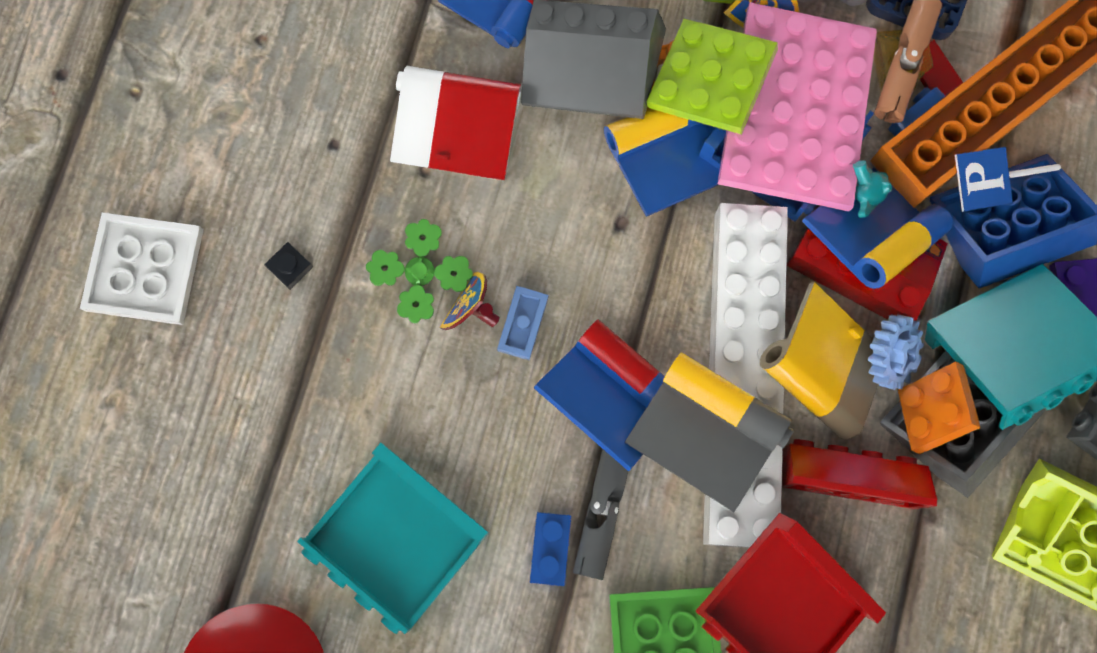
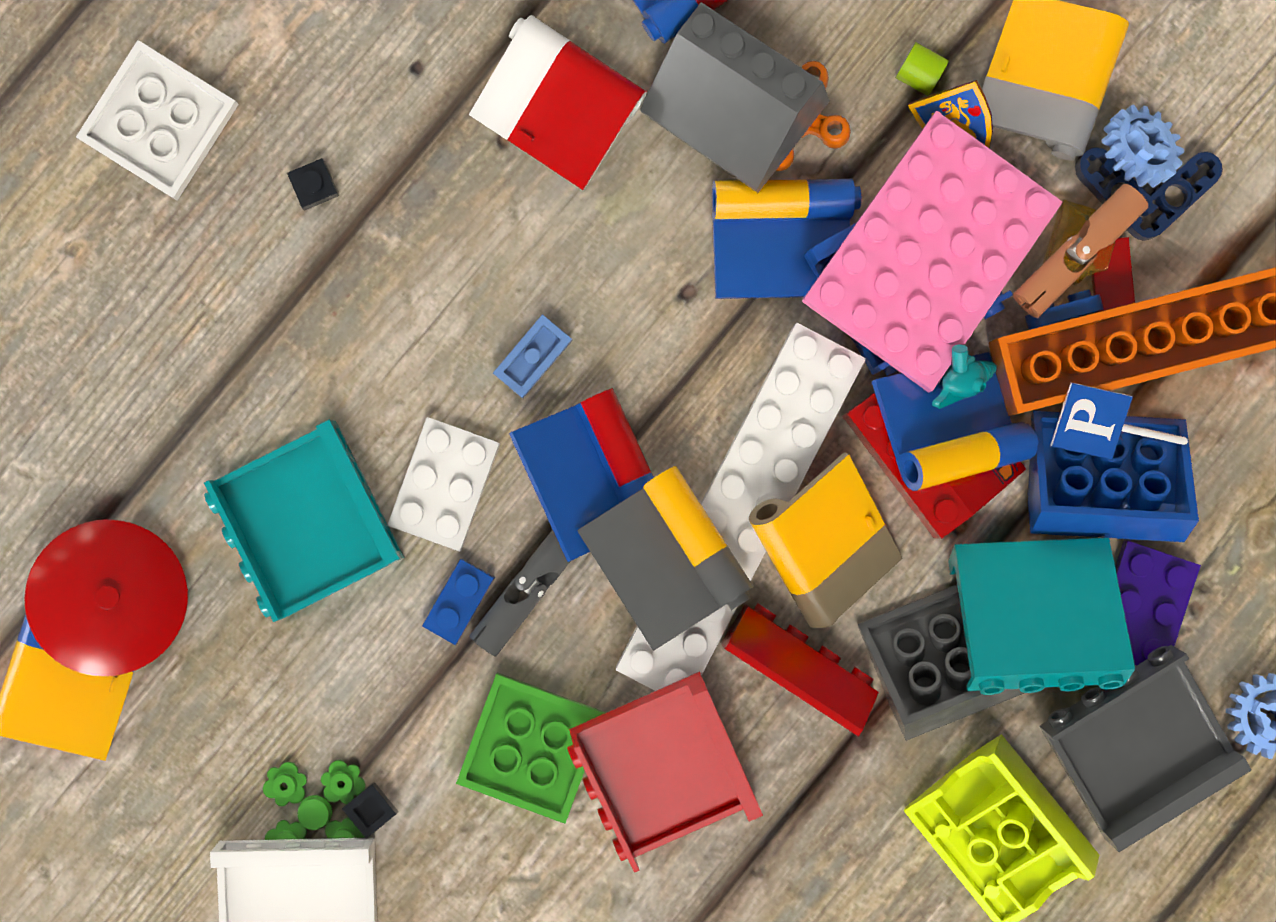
camera: 20 degrees right, 10 degrees up
(419, 271) = (448, 251): bright green plant -> none
(471, 302) = (485, 313): shield -> none
(495, 457) = (443, 484): none -> white plate
(712, 75) = (852, 179): lime plate -> none
(895, 351) = (904, 561): light blue gear -> none
(938, 408) = (915, 639): orange plate -> none

